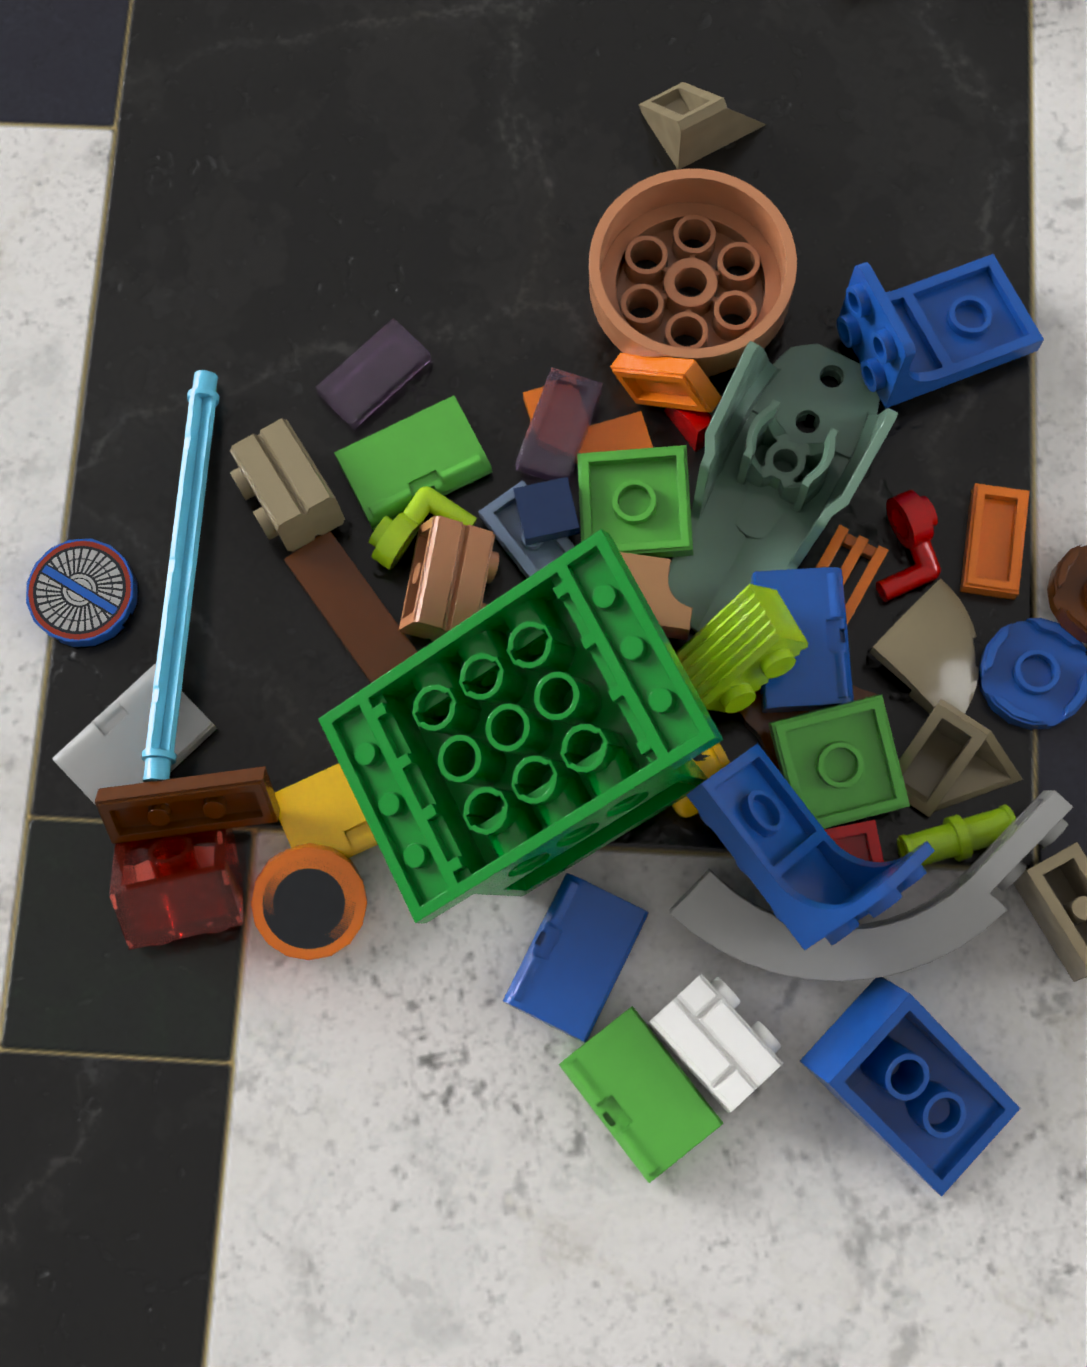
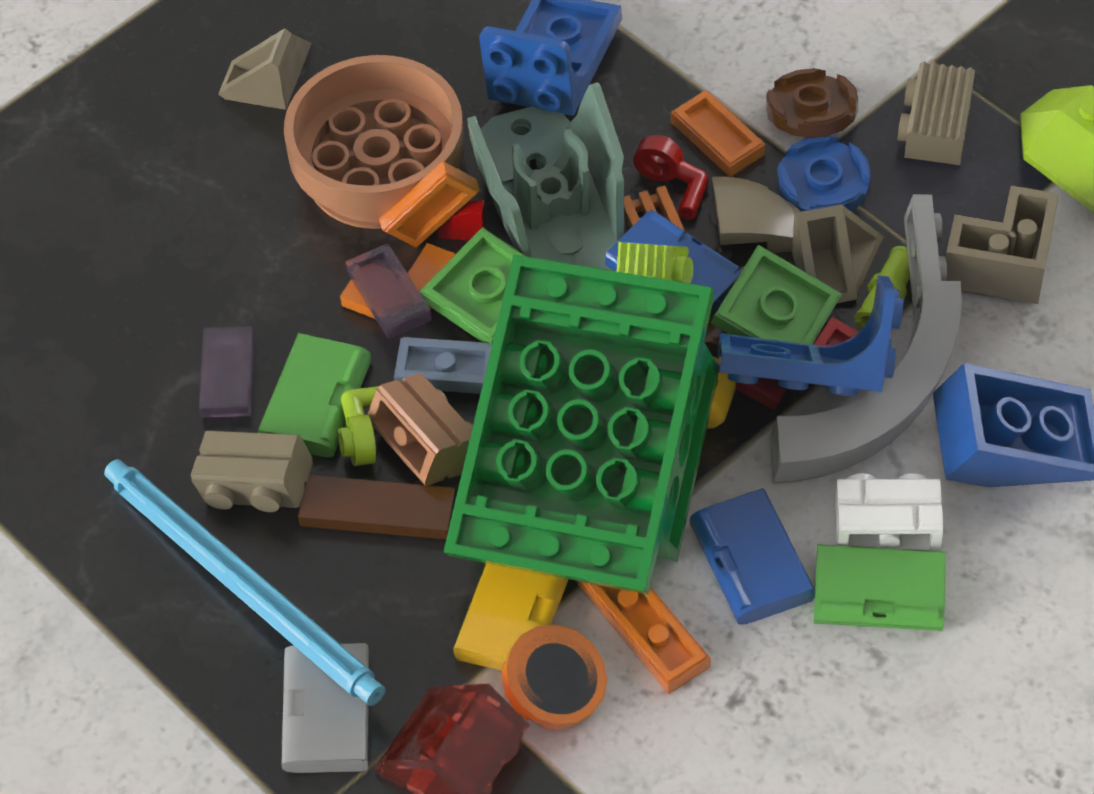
camera: 50 degrees left, 20 degrees down
(81, 592) = (180, 661): tile -> none
(188, 805) = (412, 691): reddish brown tile -> none
(429, 959) = (651, 633): none -> orange tile
(546, 511) = (439, 335): dark blue tile -> none

